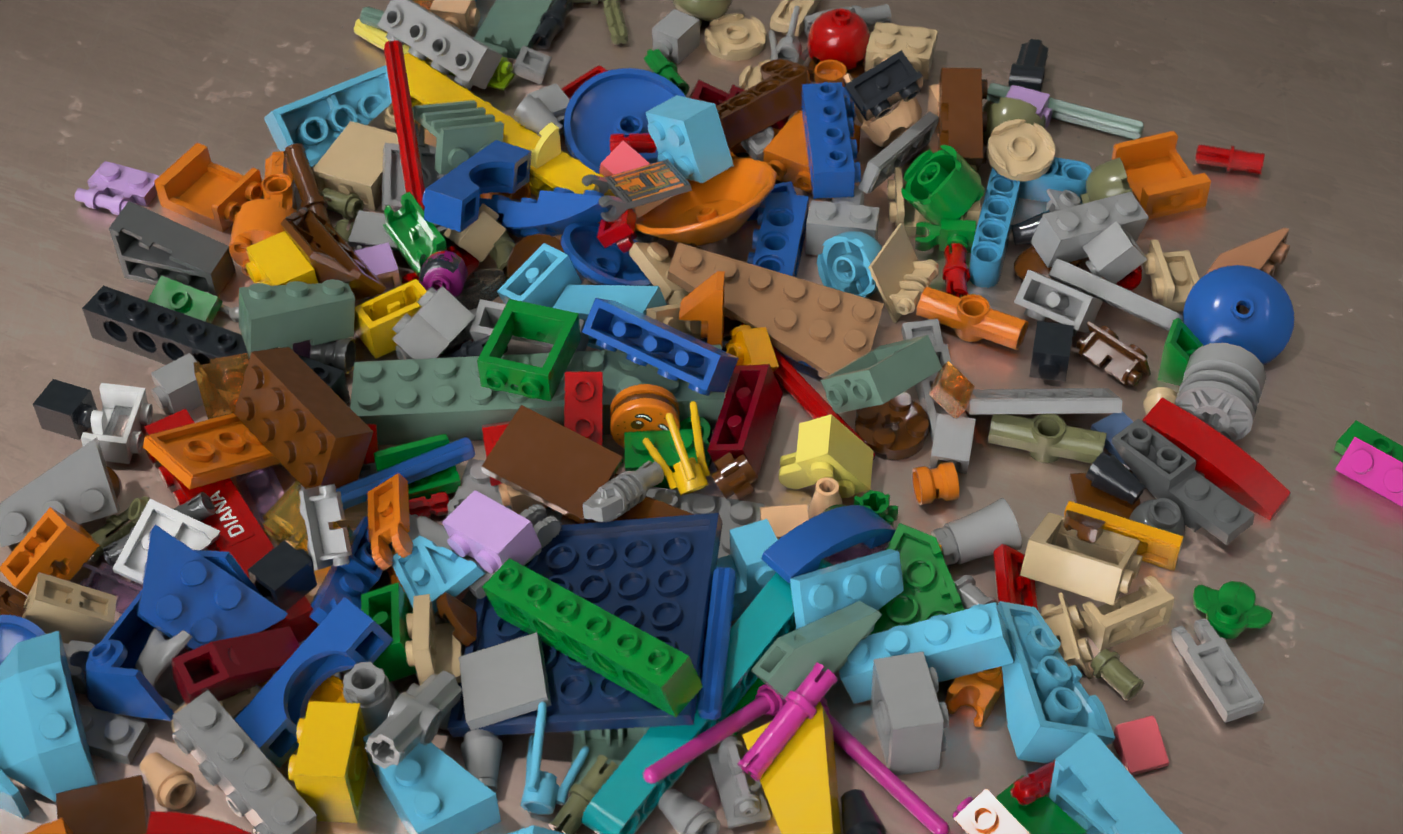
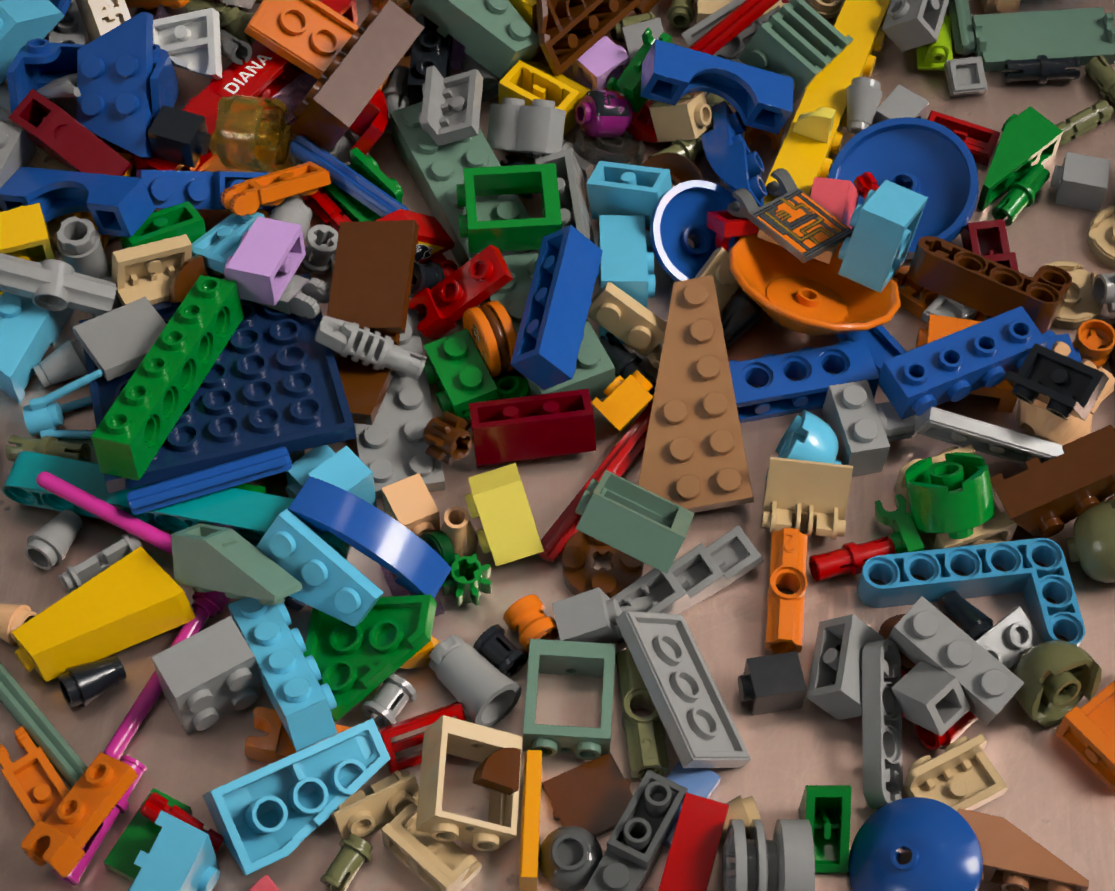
camera: 65 degrees right, 10 degrees up
(325, 544) = (224, 135): light grey hinge -> none
(388, 356) = (451, 105): none -> light grey bracket
(620, 49) = (1024, 142): none -> green slope
(688, 474) = (430, 396): yellow plant -> none
(707, 305) = (642, 340): orange slope -> none
(797, 709) = (160, 572): dark pink pin -> none
(951, 390) = (635, 590): clear orange plate -> none
(952, 509) = (501, 651): none -> black bush
(1020, 150) = (1054, 556): tan tile -> none
(1028, 510) = (576, 660): none -> sand green window
(1115, 479) = (606, 793): black cone -> none
(1125, 361) = (812, 734): reddish brown hinge -> none

